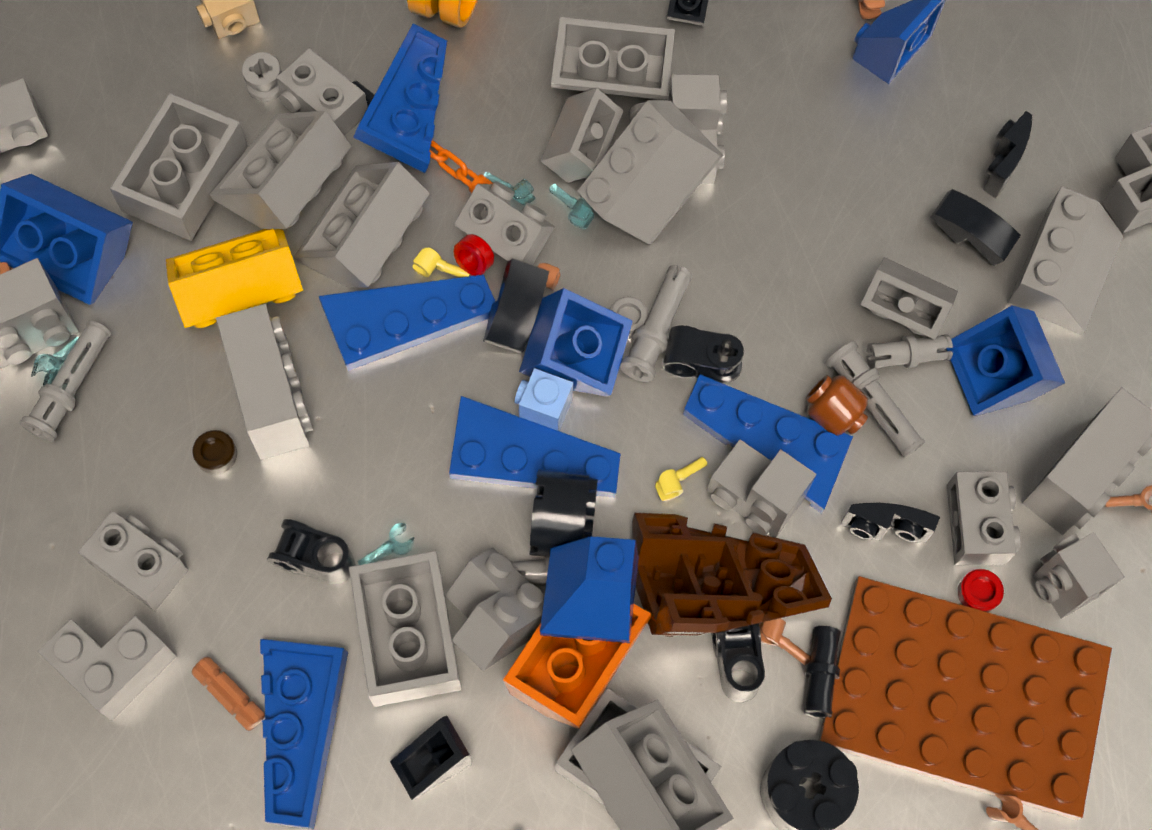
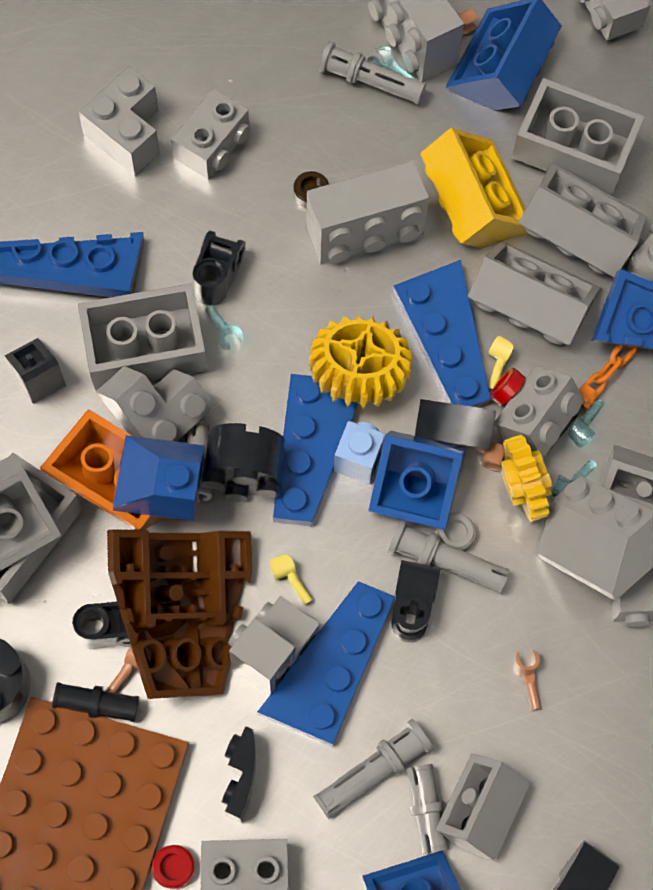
camera: 90 degrees right, 0 degrees up
(228, 693) = (99, 212): nougat axle -> none
(447, 407) = (360, 361): none -> yellow gear
(582, 237) = (526, 478): none -> yellow gear
(773, 257) = (528, 675): none -> nougat hand
(837, 405) = (363, 728): dark orange head -> none

